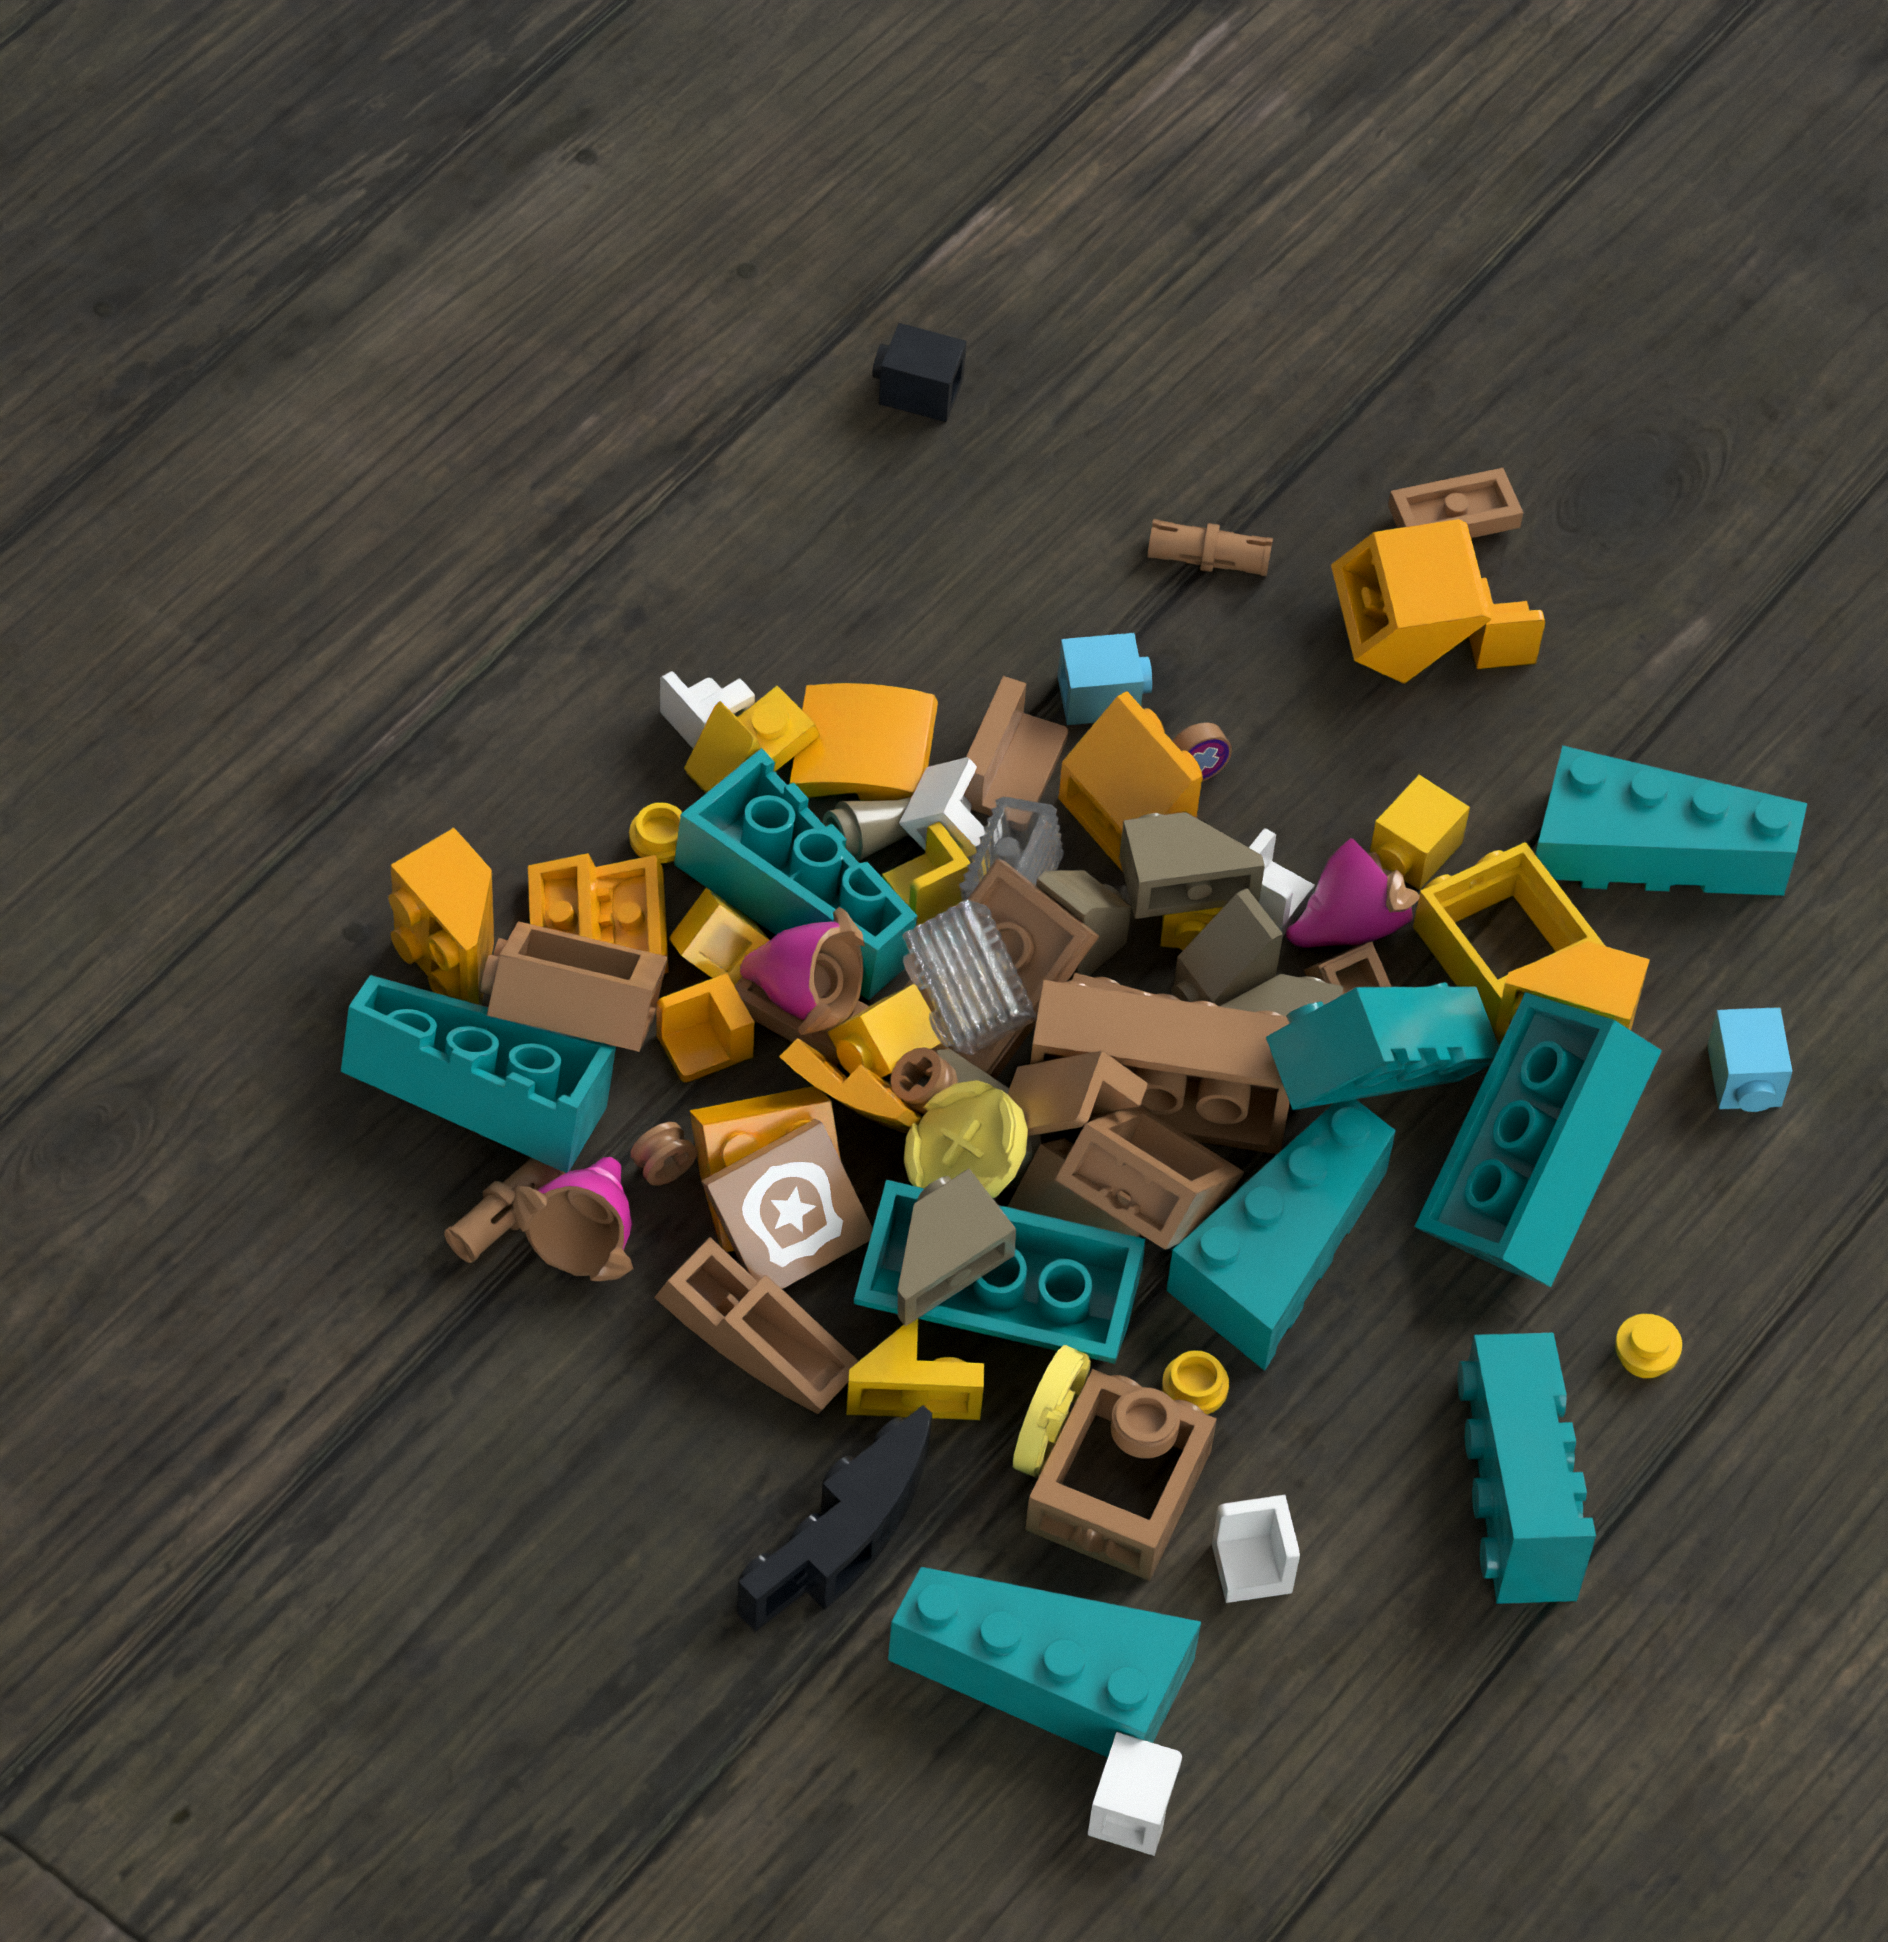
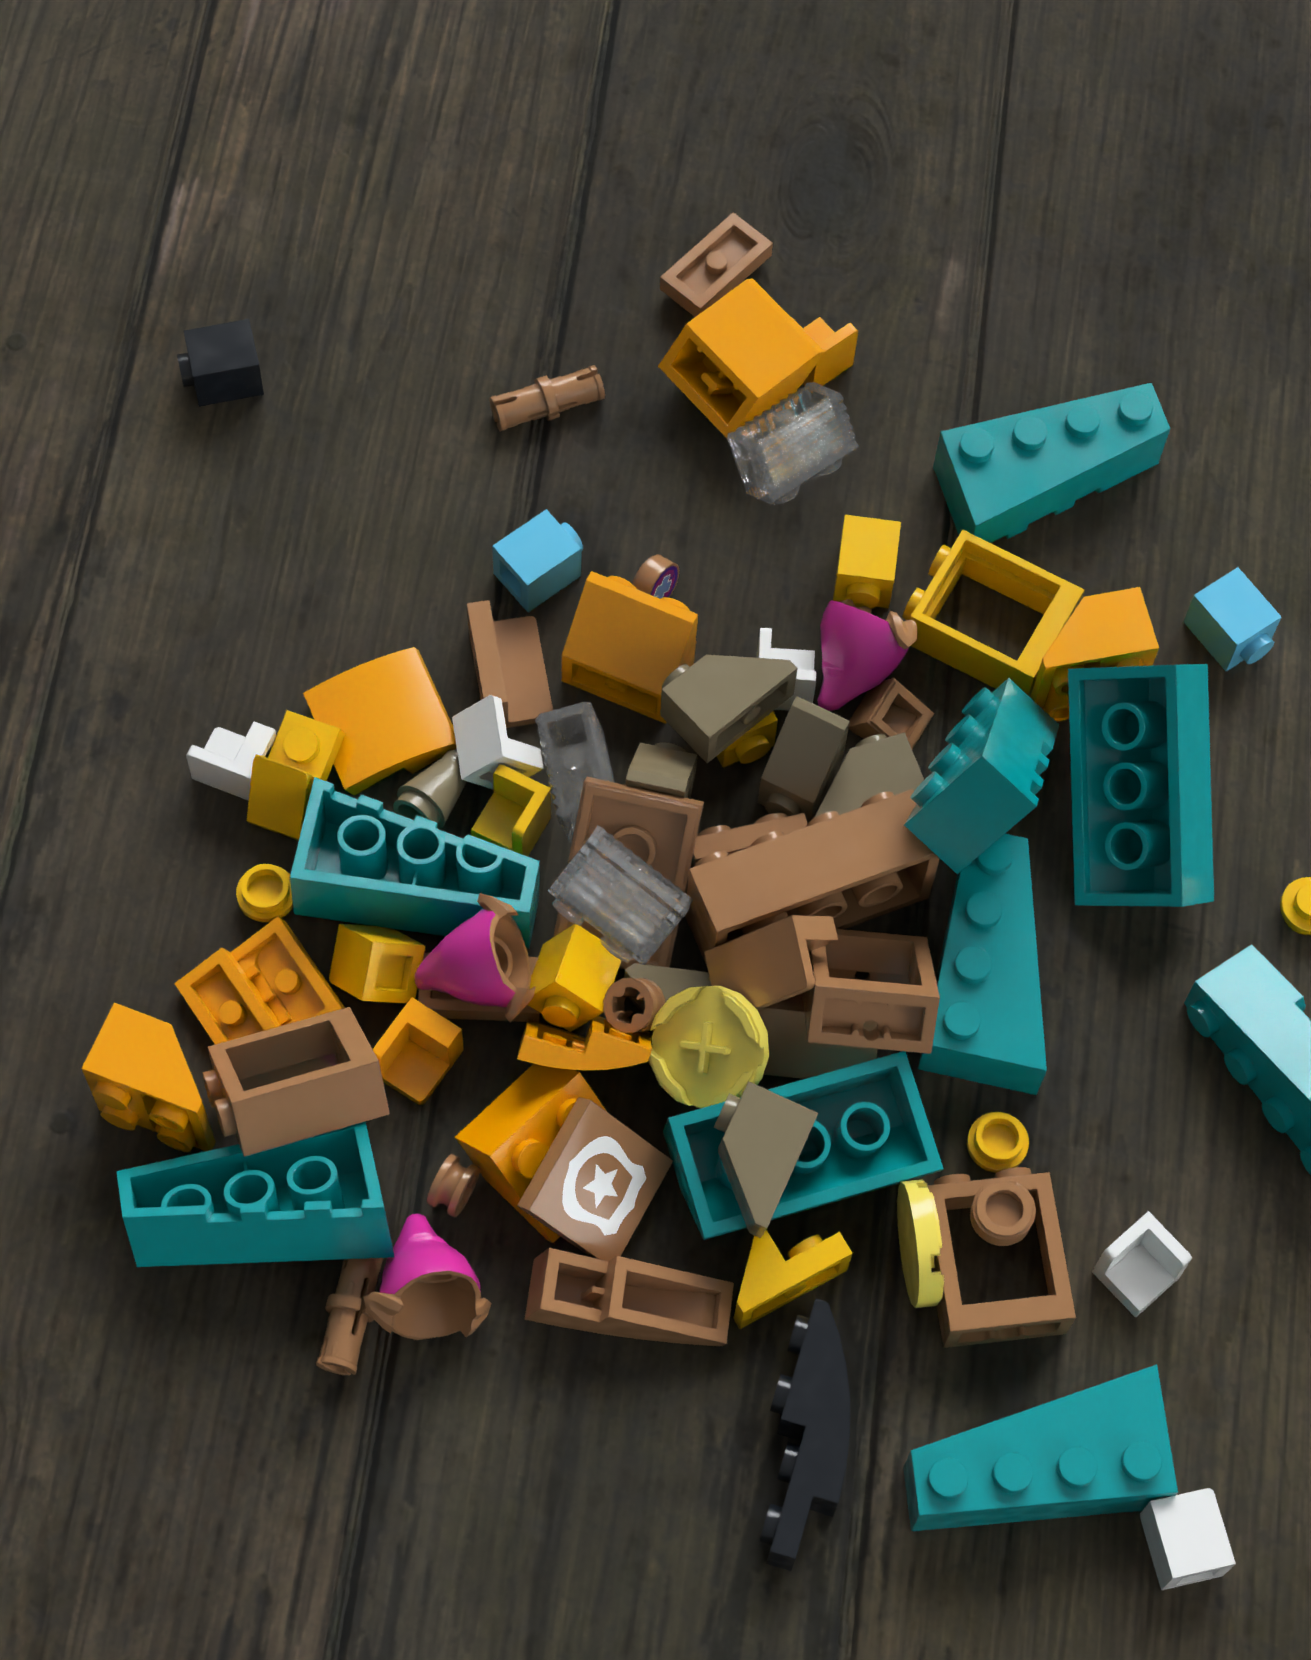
camera: 30 degrees left, 10 degrees up
(1415, 694) = (793, 443): none -> clear brick

